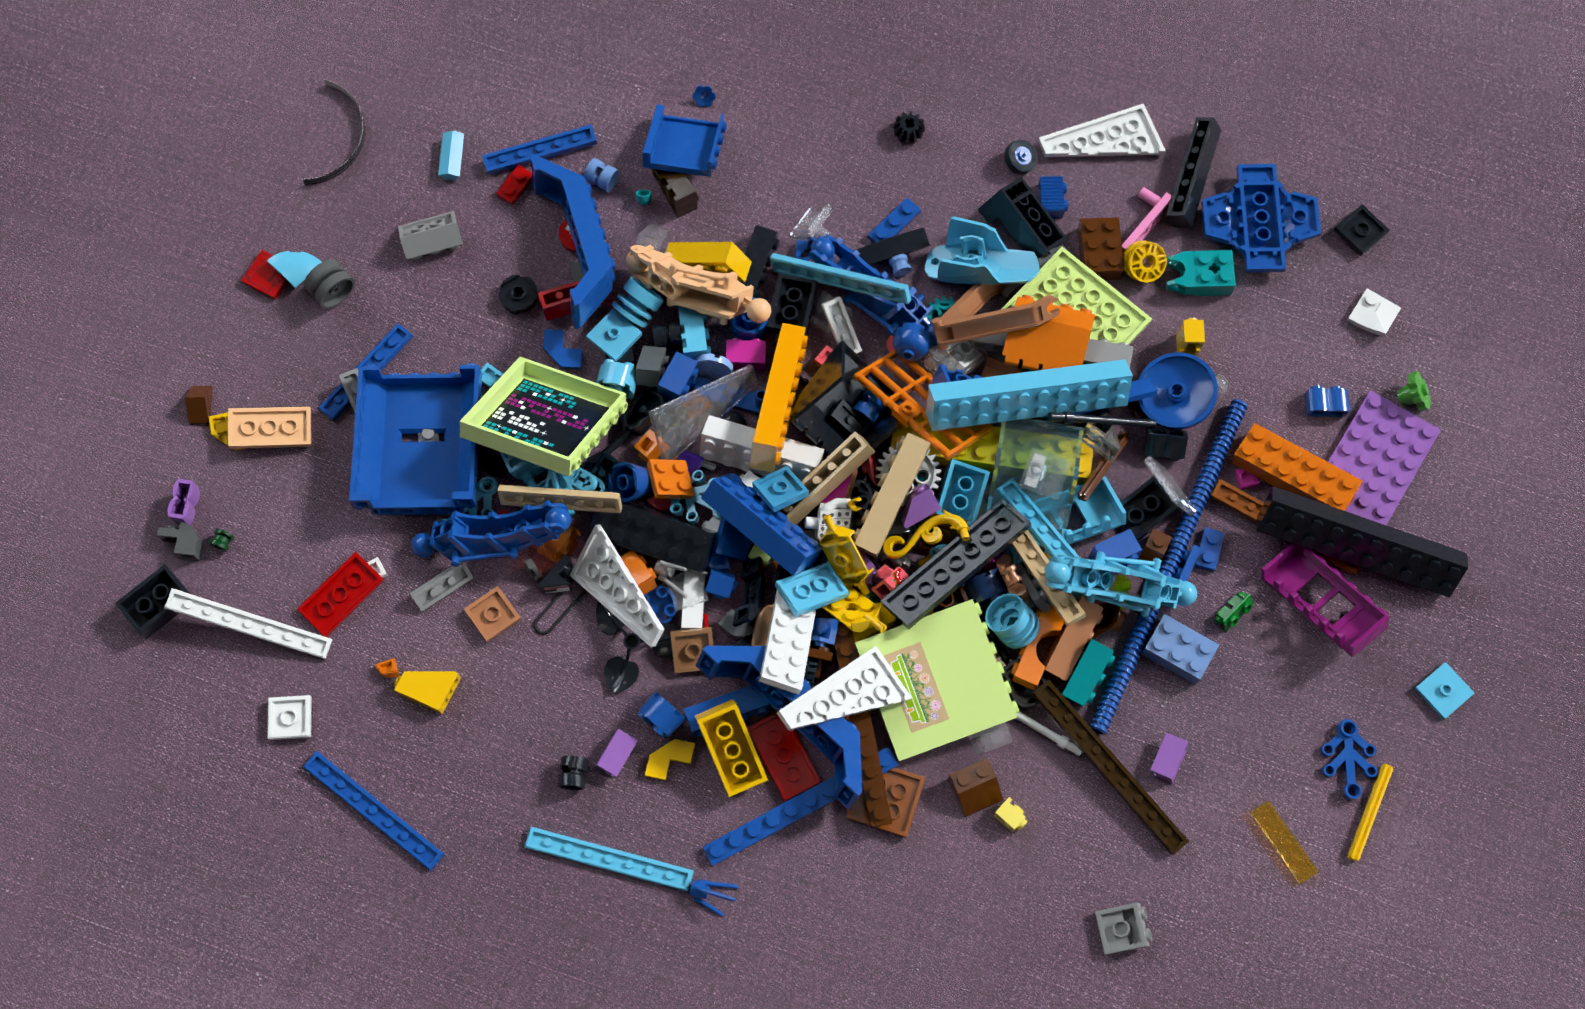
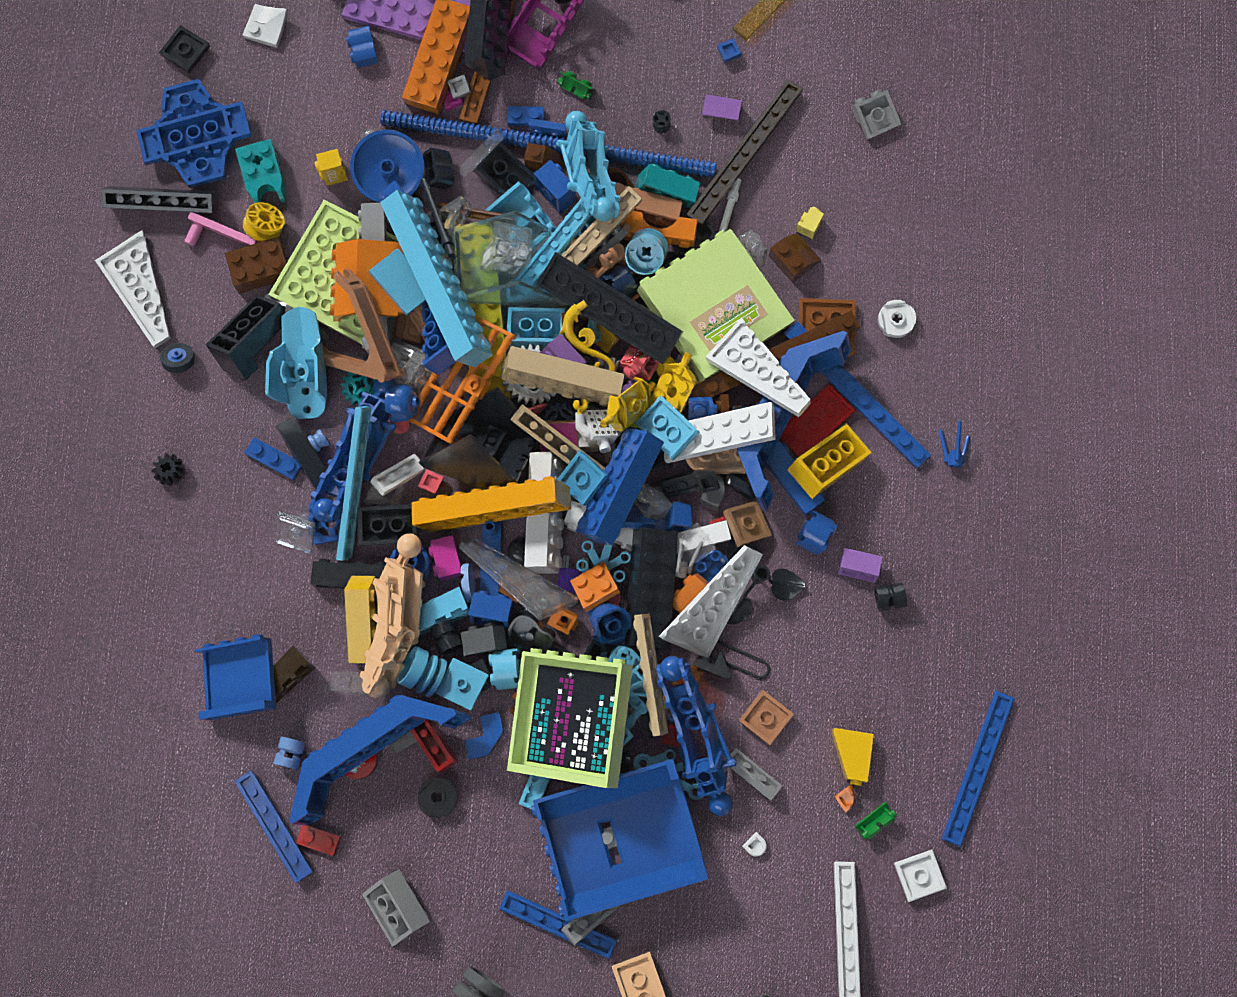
camera: 100 degrees left, 5 degrees up
(340, 594) = (789, 869): red tile -> none
(358, 697) = (870, 824): none -> green hinge
(451, 155) = (301, 915): medium azure piece -> none
(531, 567) = (710, 696): flat silver tile -> none
(609, 859) = (953, 545): medium azure tile -> none
(643, 196) = (302, 705): teal hinge -> none
(675, 751) = (852, 526): yellow tile -> none
(704, 99) = (176, 677): blue plant -> none
(742, 558) = (652, 503): none -> clear slope
(869, 407) = (473, 426): blue wheel -> none
(884, 869) = (902, 310): none -> white plate
(1038, 356) = (398, 281): none -> medium azure tile
(1051, 195) = (210, 321): blue brick -> none
(1173, 686) = (661, 117): none -> black wheel
(1180, 649) = (625, 118): medium blue brick -> none
(1239, 786) = (729, 50): none -> blue plate
(1255, 485) = (459, 87): none -> light grey plate

